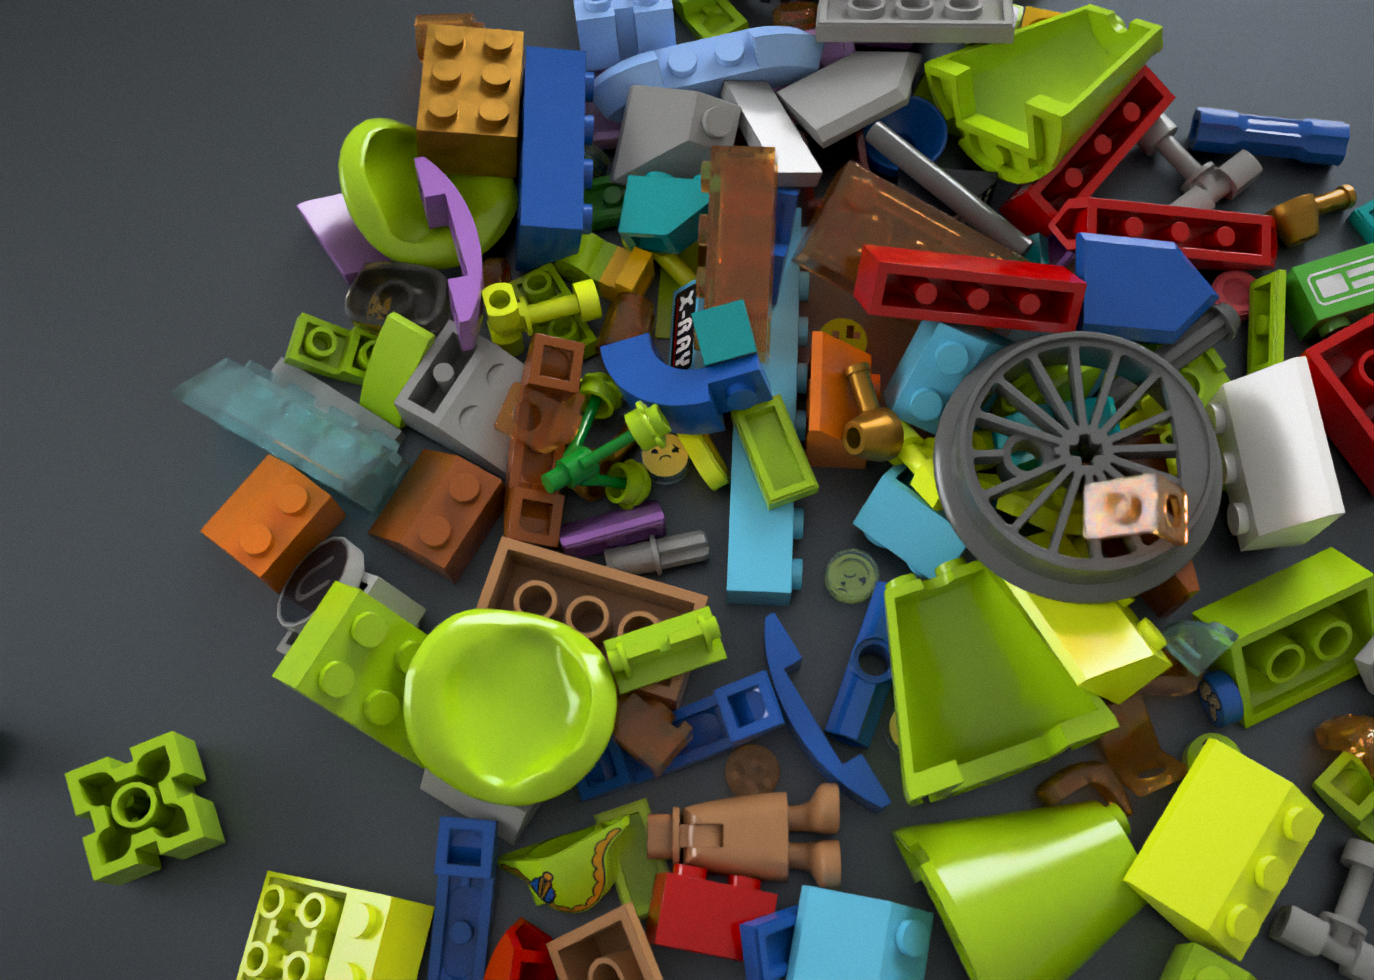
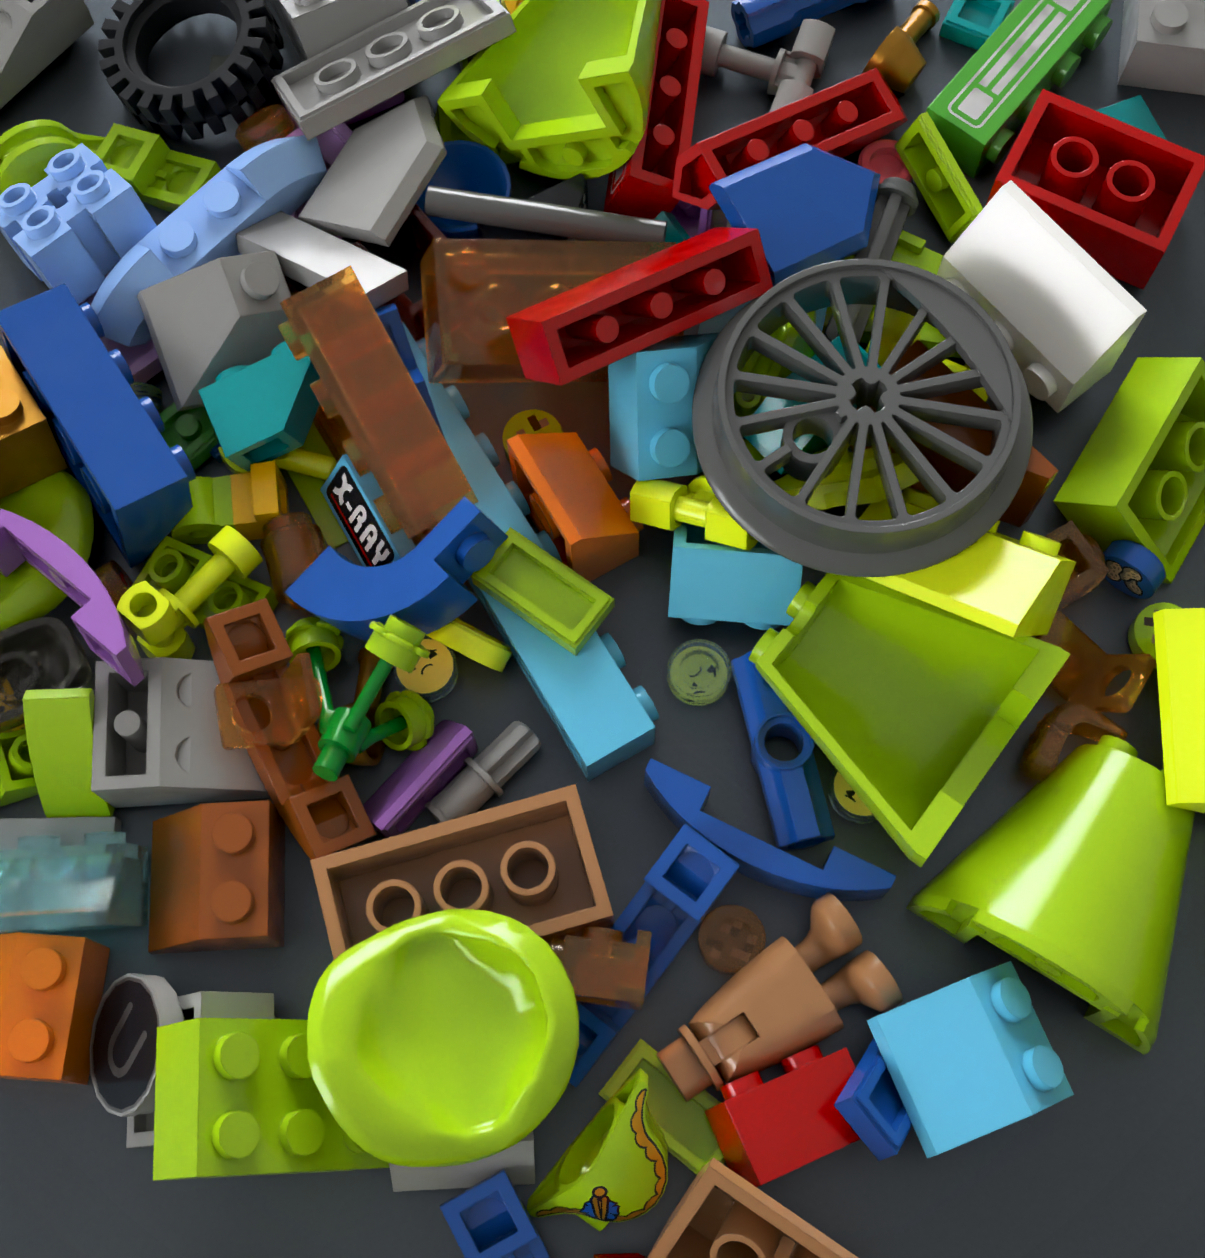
camera: 35 degrees left, 0 degrees up
(665, 650) = (569, 868): lime hinge -> none
(724, 332) = (417, 495): teal tile -> none
(876, 431) = (637, 505): pearl gold bar -> none
(1134, 508) = (956, 424): clear orange bracket -> none
(1197, 643) = (1086, 525): clear light blue tile -> none

